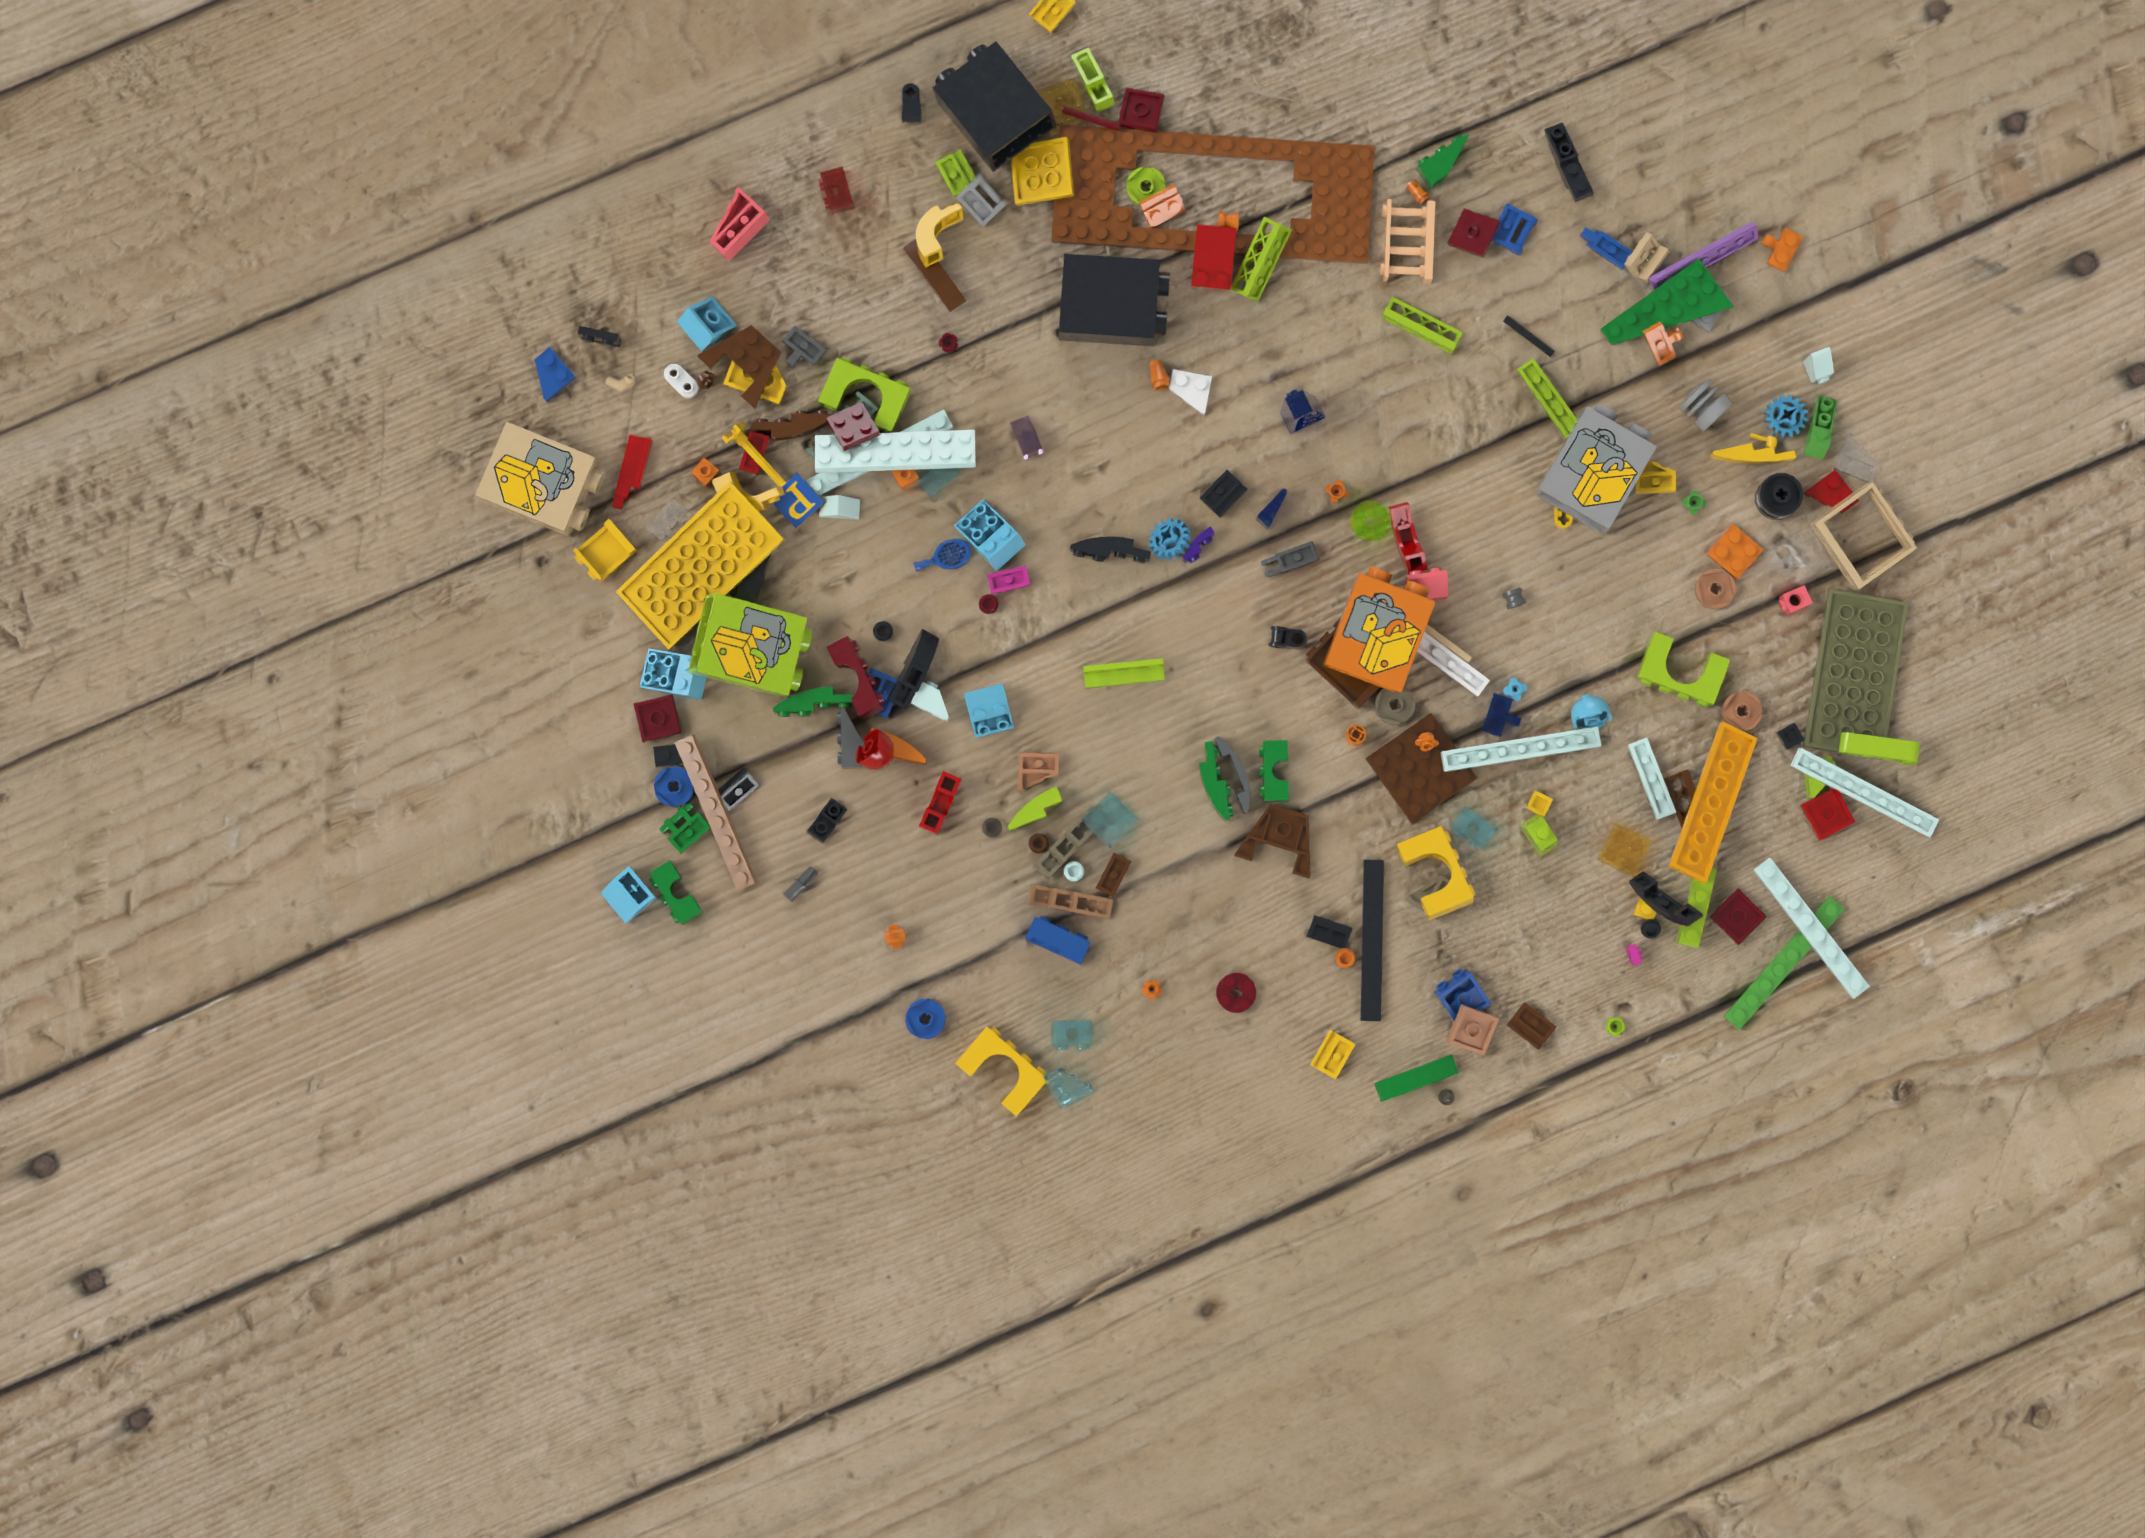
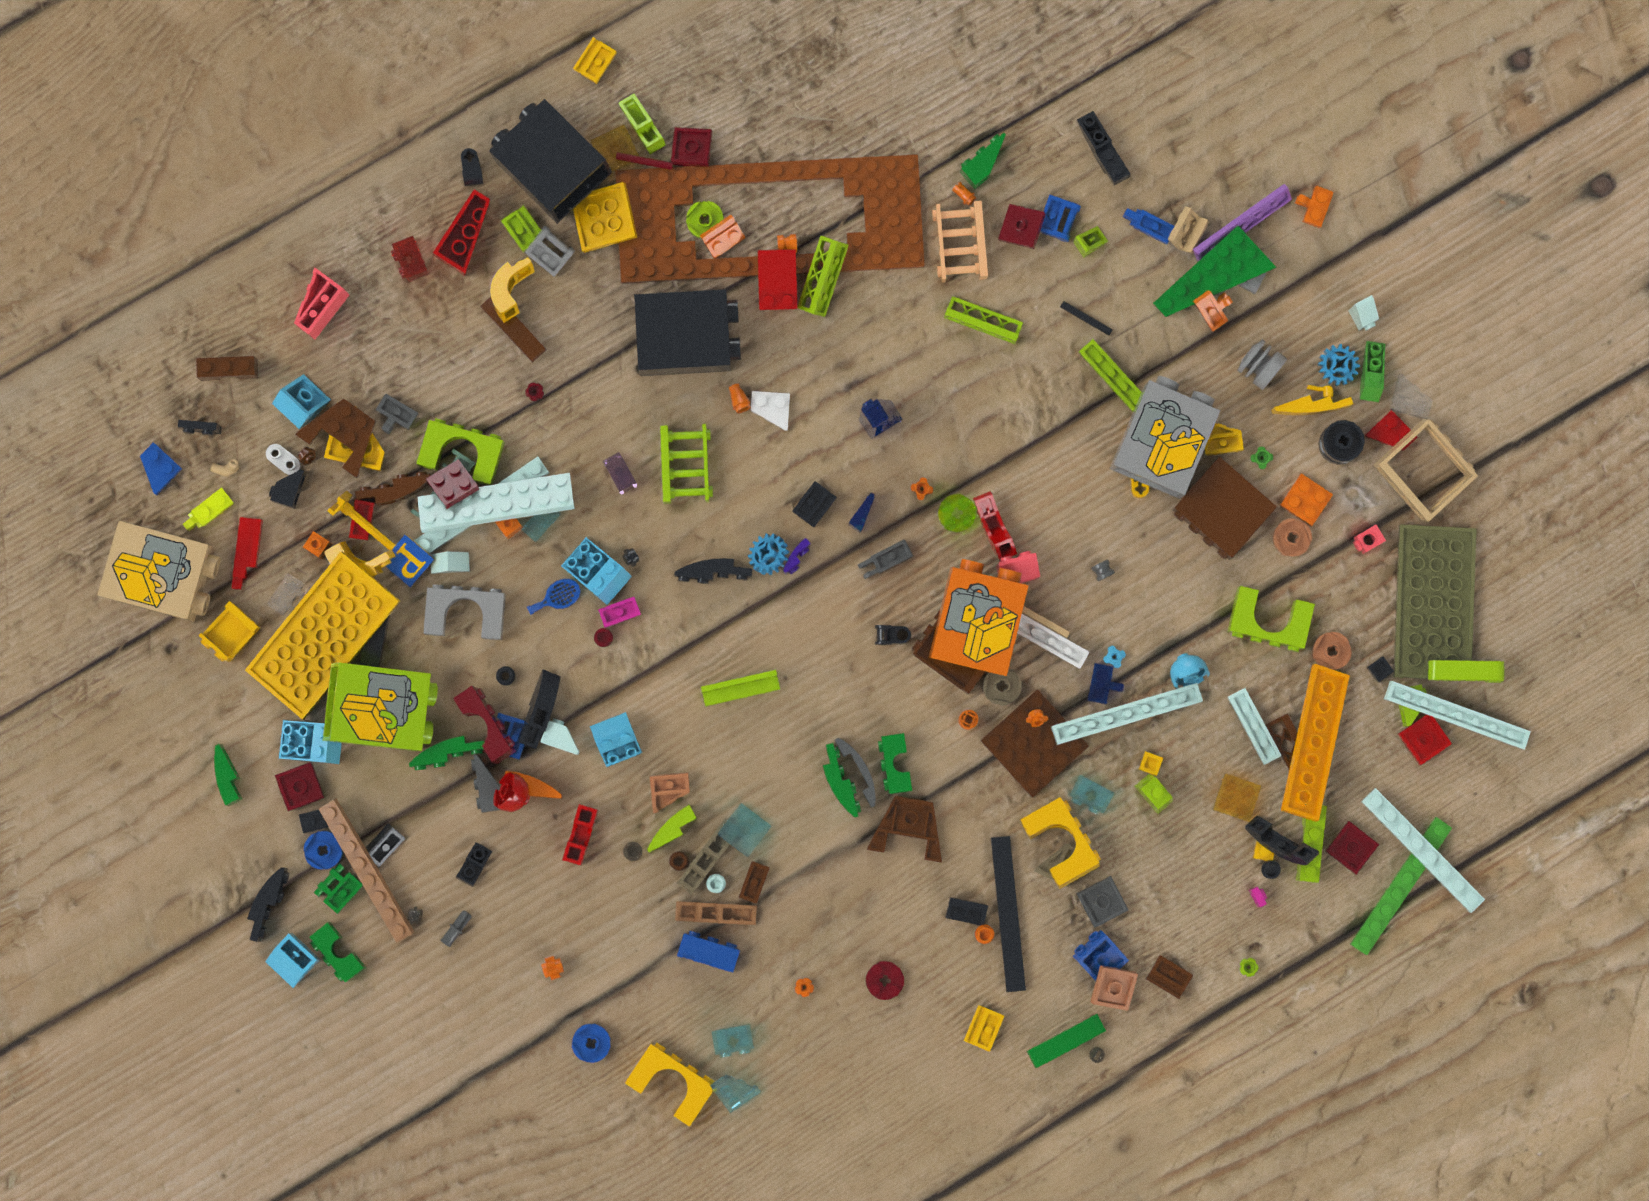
camera: 15 degrees left, 0 degrees up
(583, 698) = (225, 776): none -> green slope
(598, 423) = (208, 510): none -> neon yellow hinge
(612, 825) = (269, 894): none -> black slope
(622, 278) = (219, 367): none -> reddish brown arch
(682, 412) = (287, 490): none -> black slope
(760, 865) = (415, 915): none -> clear smoke plate
(826, 544) = (440, 600): none -> light grey arch
(892, 174) = (462, 235): none -> red wedge
(1026, 524) = (630, 557): none -> black plate
(1079, 424) = (669, 473): none -> lime fence
(1471, 940) = (1102, 901): none -> dark grey plate
(1542, 257) = (1090, 241): none -> lime slope
(1647, 550) = (1224, 509): none -> reddish brown panel

